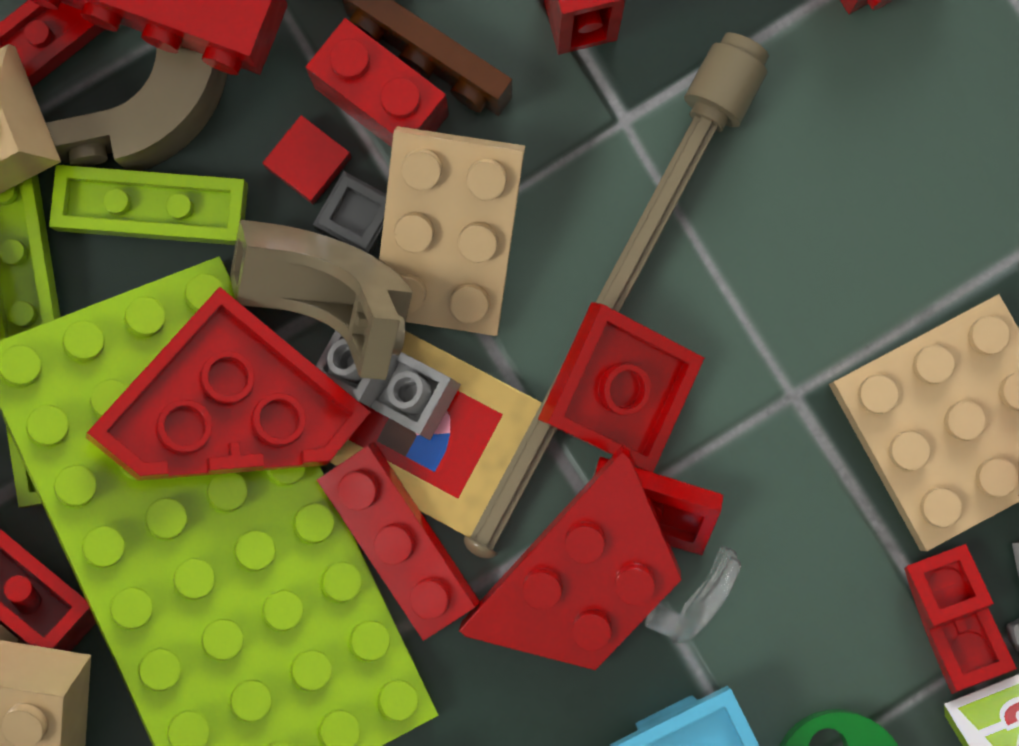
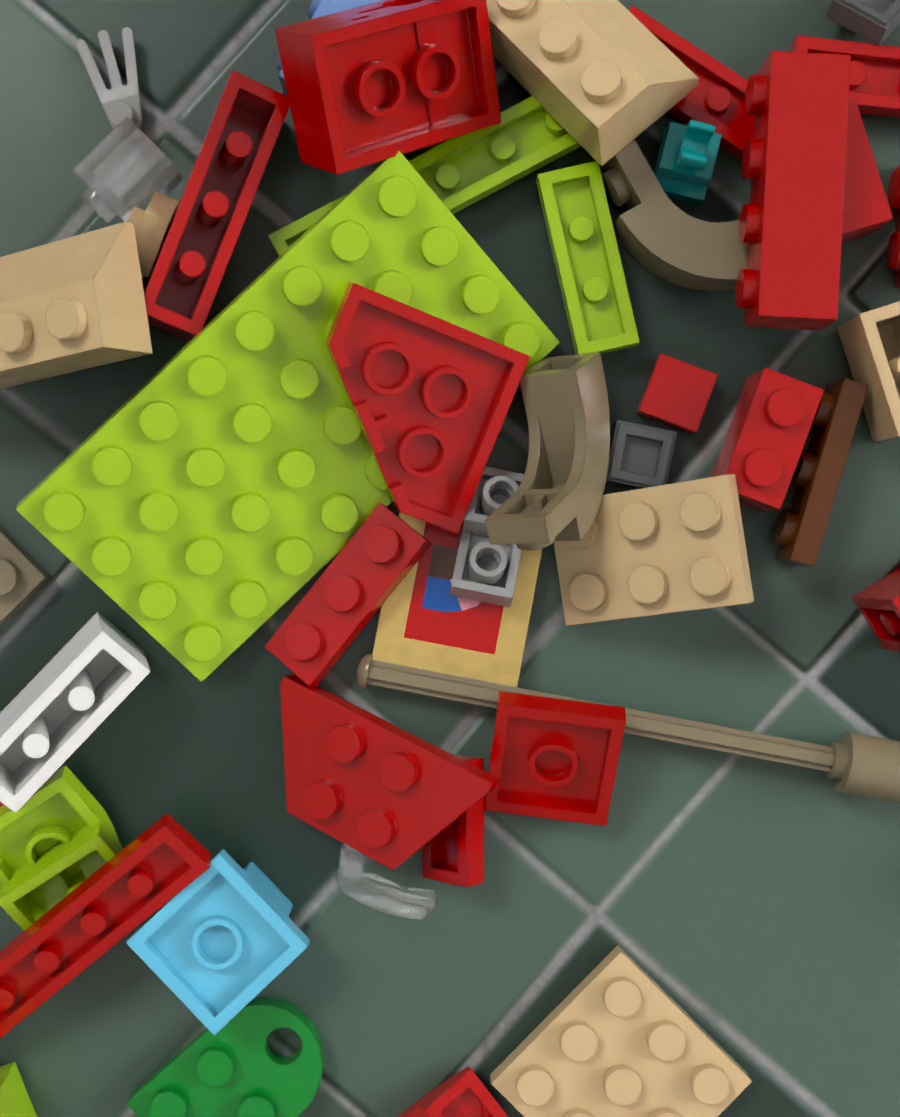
camera: 70 degrees right, 5 degrees up
(84, 79) = (686, 160): none -> teal piece

